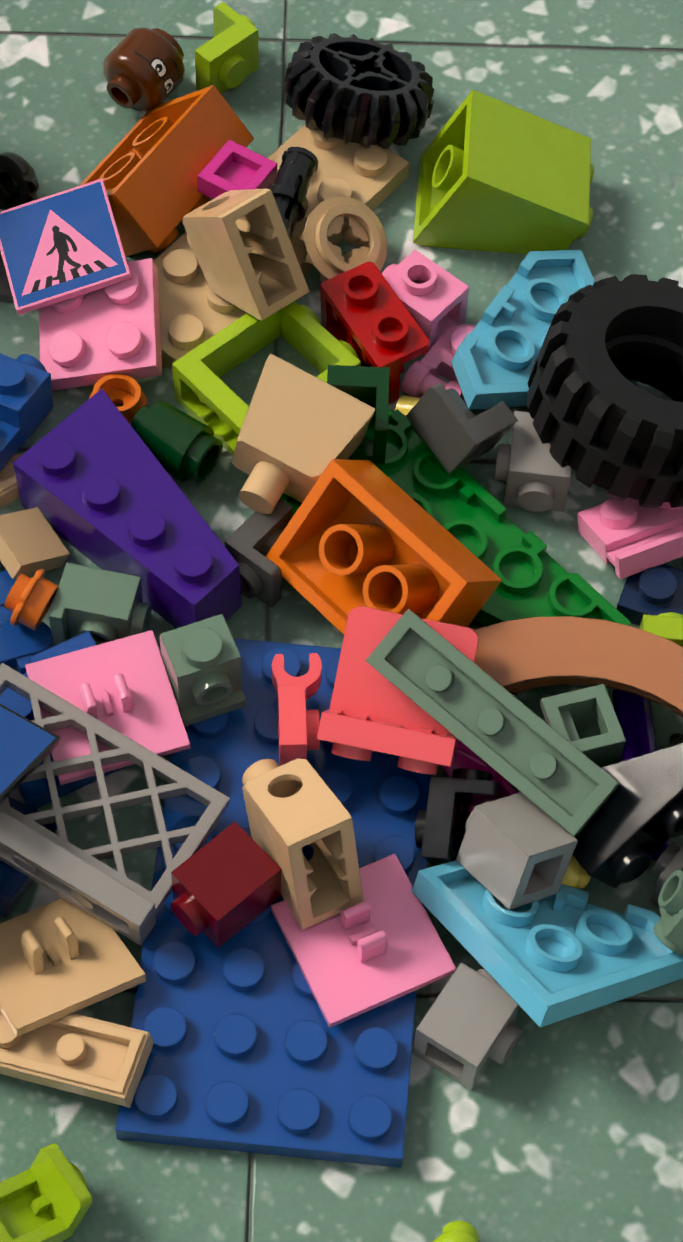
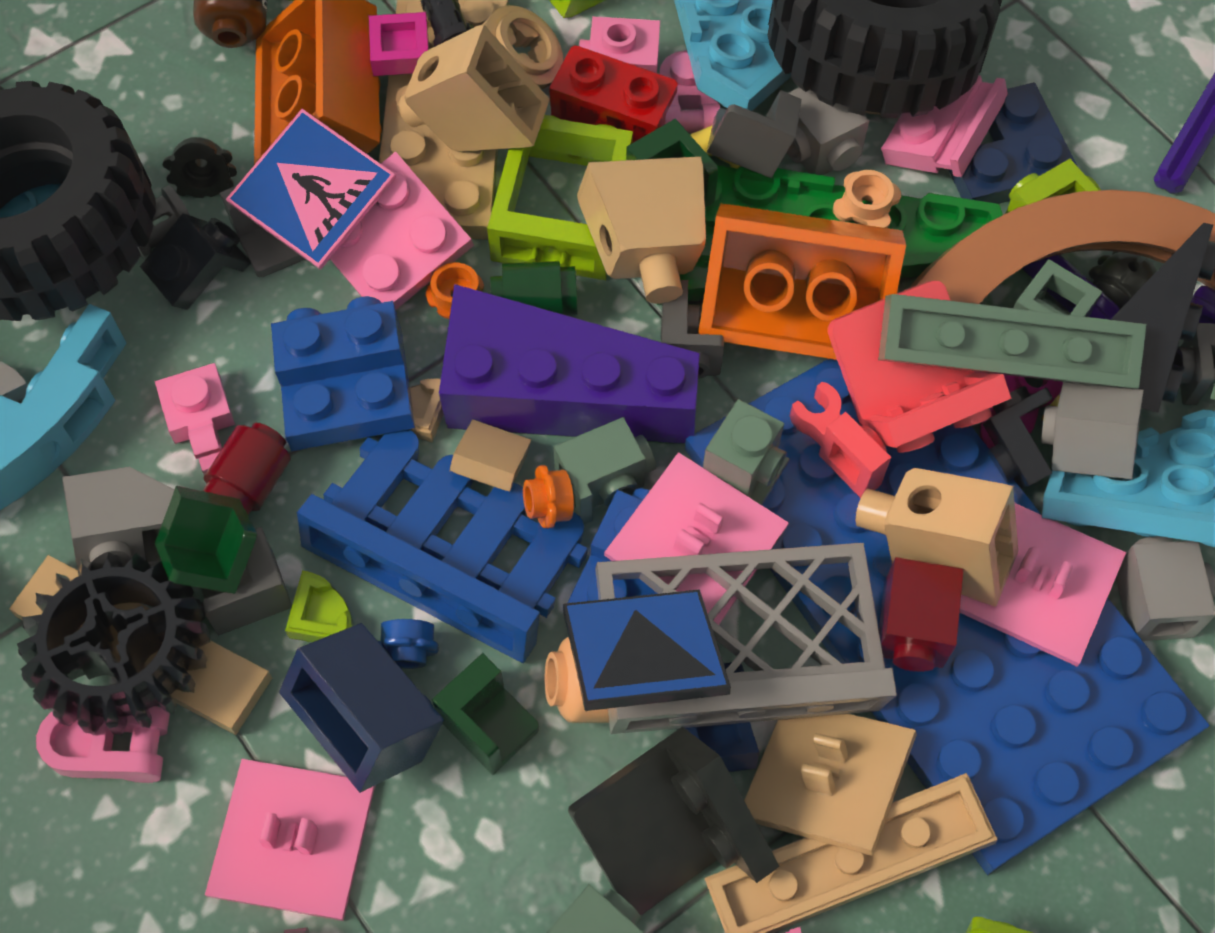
camera: 35 degrees left, 5 degrees up
(512, 527) = (871, 187): none -> light nougat plate

